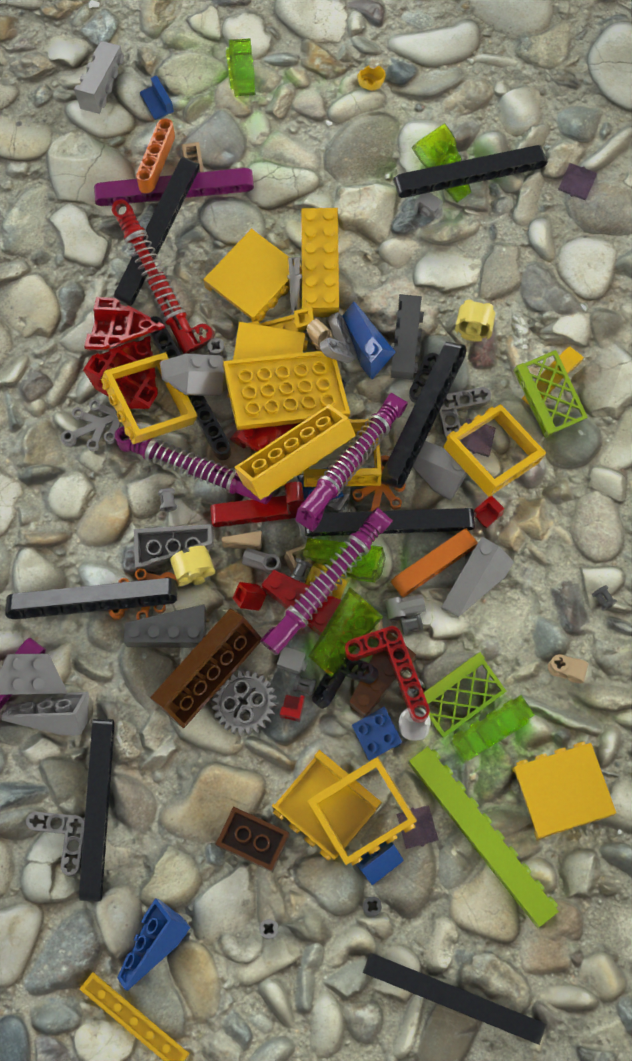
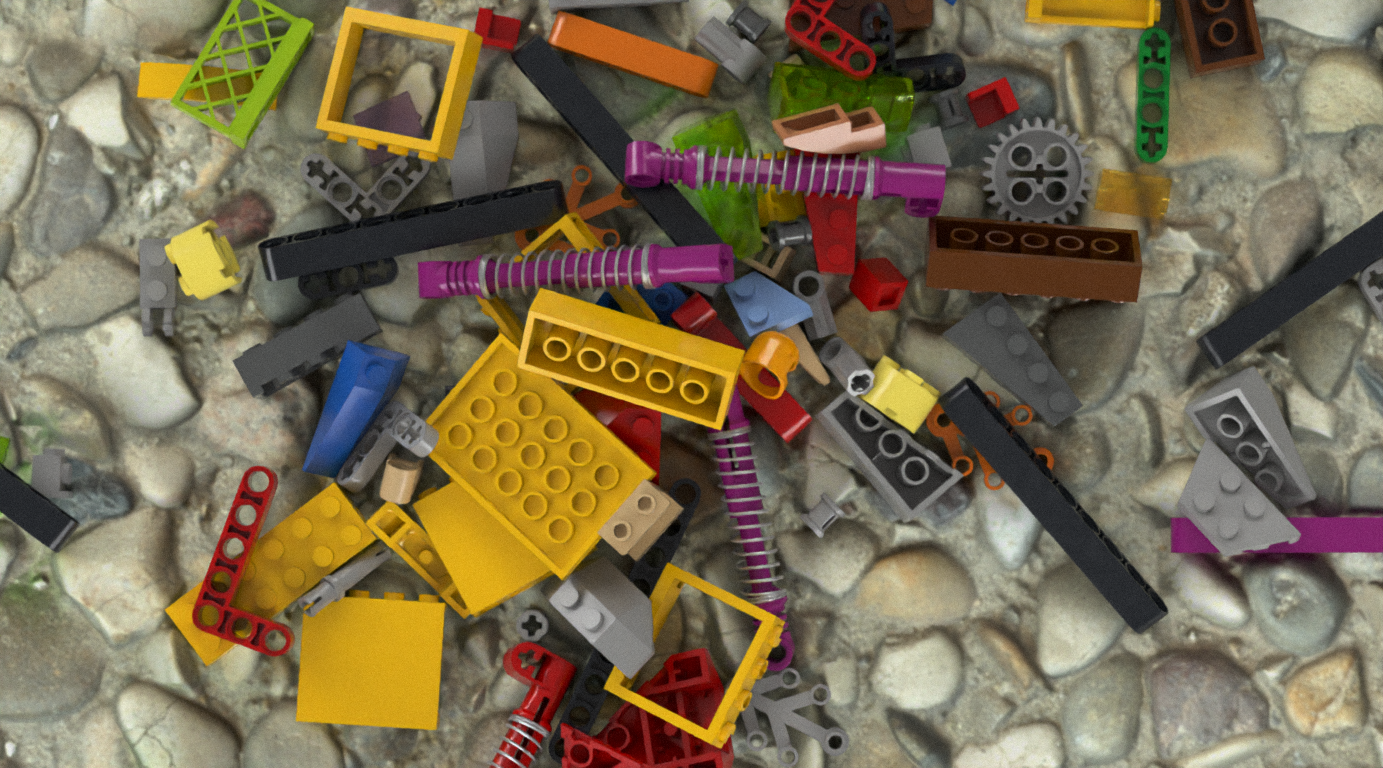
camera: 130 degrees left, 15 degrees up
(203, 741) = (1132, 194): none -> clear yellow hinge
(222, 553) = (847, 366): none -> light grey piece
(223, 412) = (640, 520): none -> tan panel
(239, 786) = (1157, 96): none -> green beam
(250, 517) = (773, 352): none -> light orange helmet
(277, 537) = (765, 305): none -> light blue wing
(331, 612) = (832, 130): none -> nougat slope
(332, 241) = (236, 570): none -> red beam
(478, 295) = (157, 285): none -> light grey hinge

